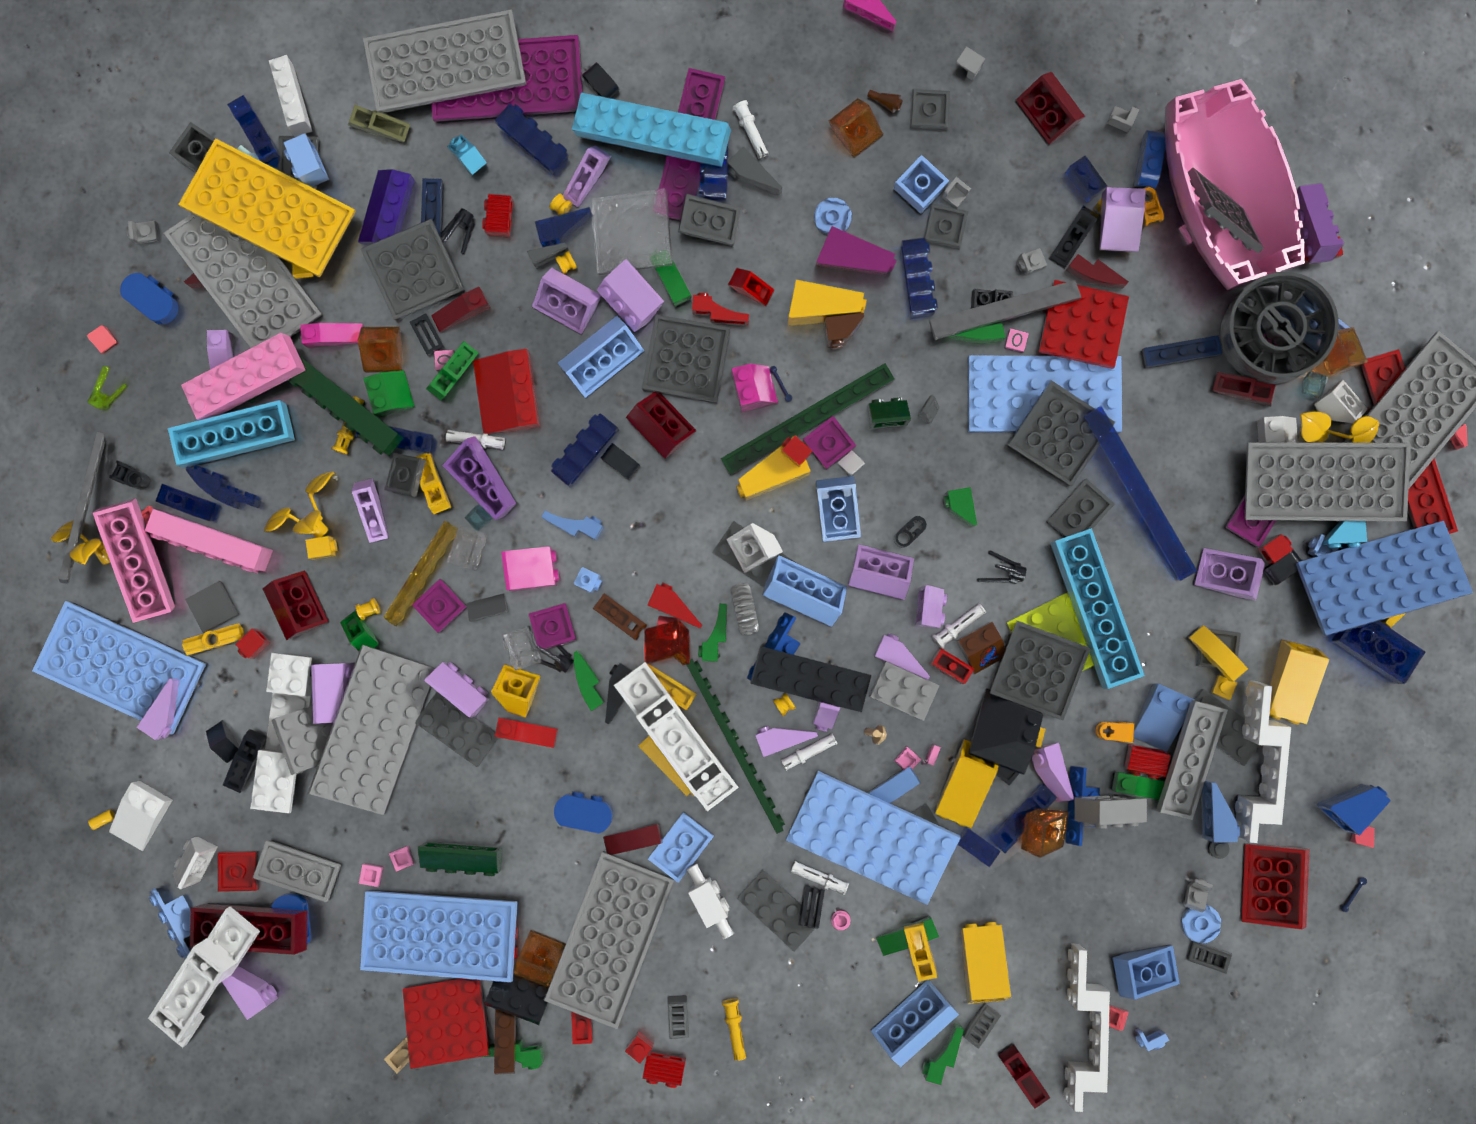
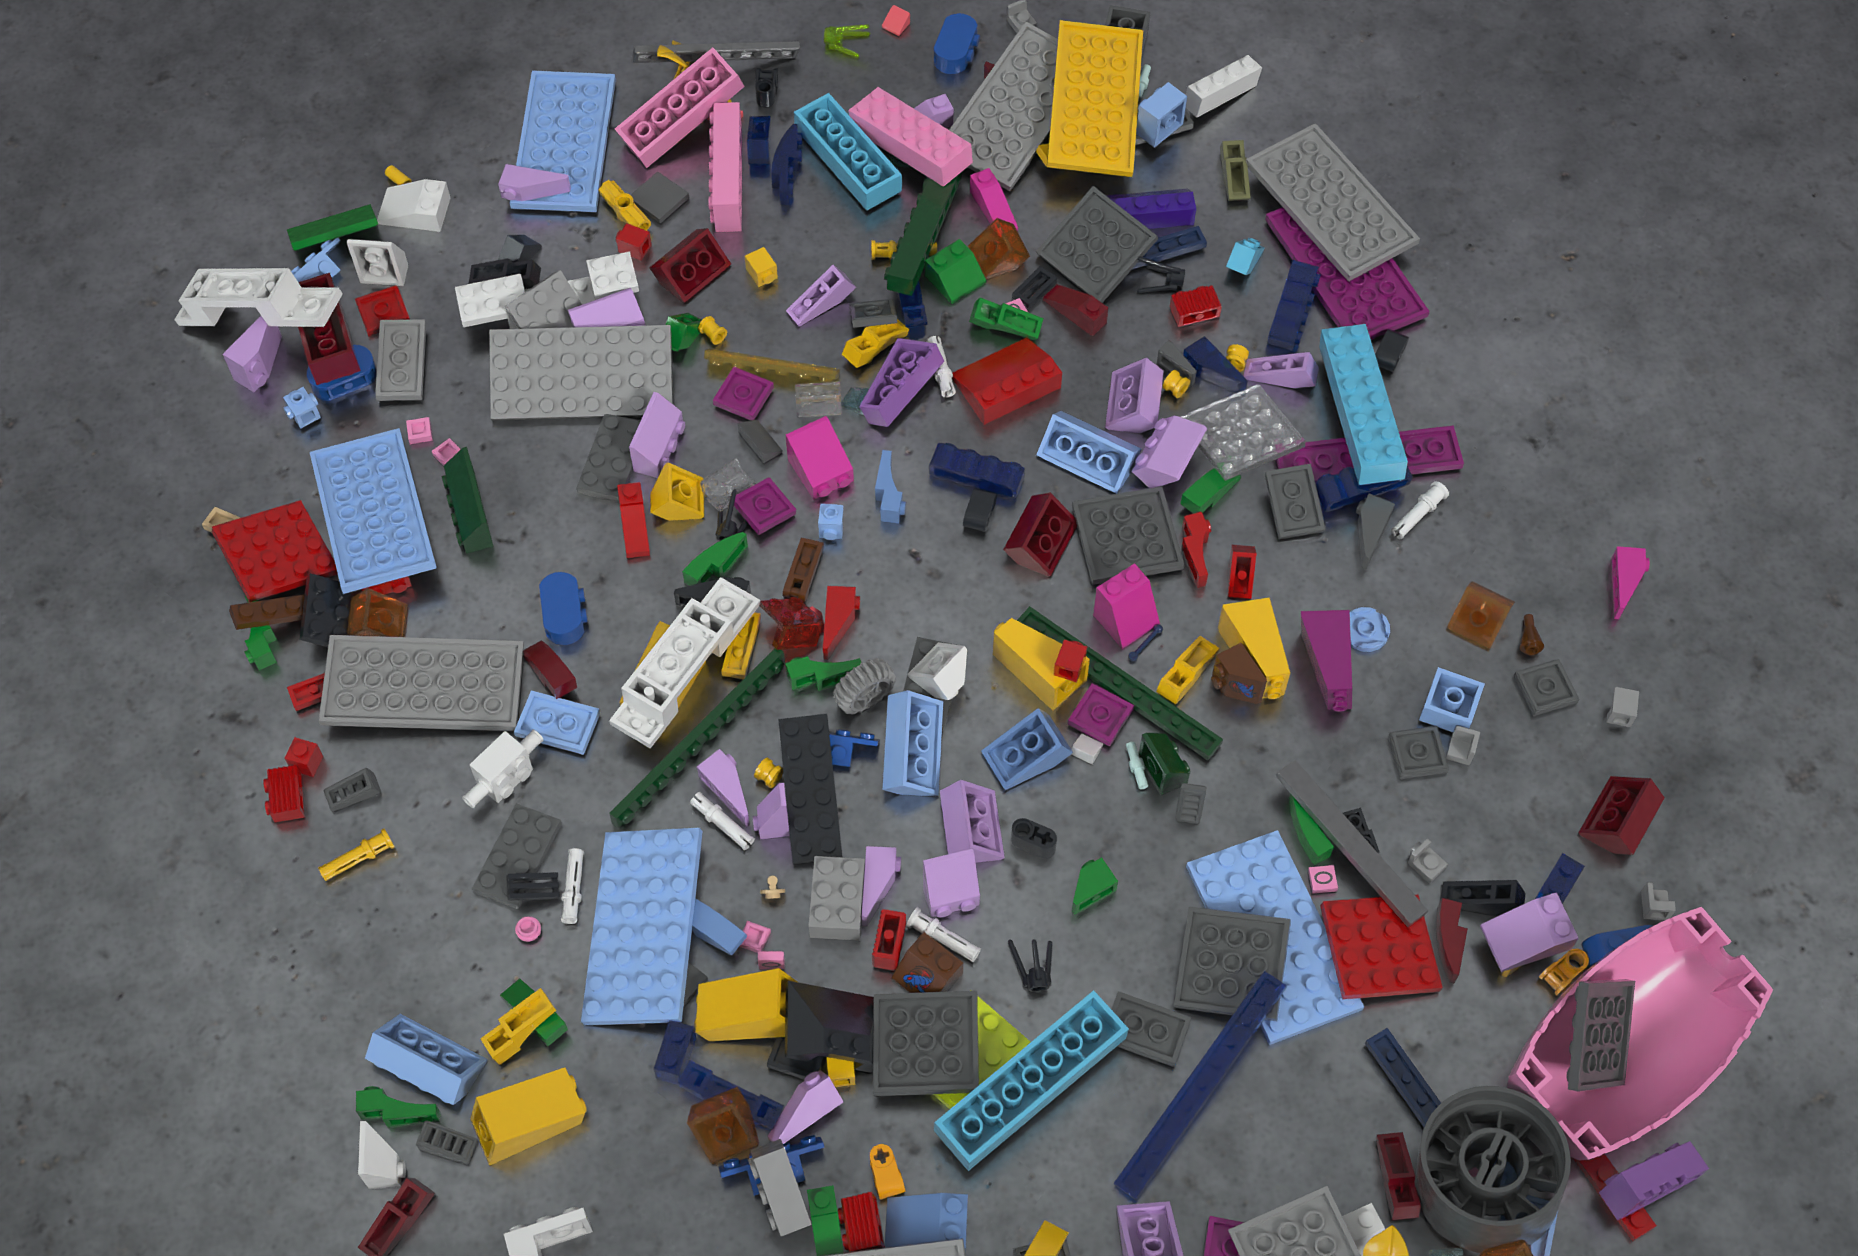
camera: 65 degrees right, 25 degrees down
(137, 891) = (332, 227): none -> green tile
(253, 129) = (1174, 71): clear blue slope -> none
(312, 522) = (783, 251): yellow plant -> none
(314, 965) = (301, 407): none -> light blue brick
(817, 362) = (1187, 669): none -> yellow slope
(879, 433) = (1136, 765): none -> light aqua bar
(917, 277) = (1342, 739): clear blue brick -> none
(981, 1078) = (378, 1162): none -> white slope

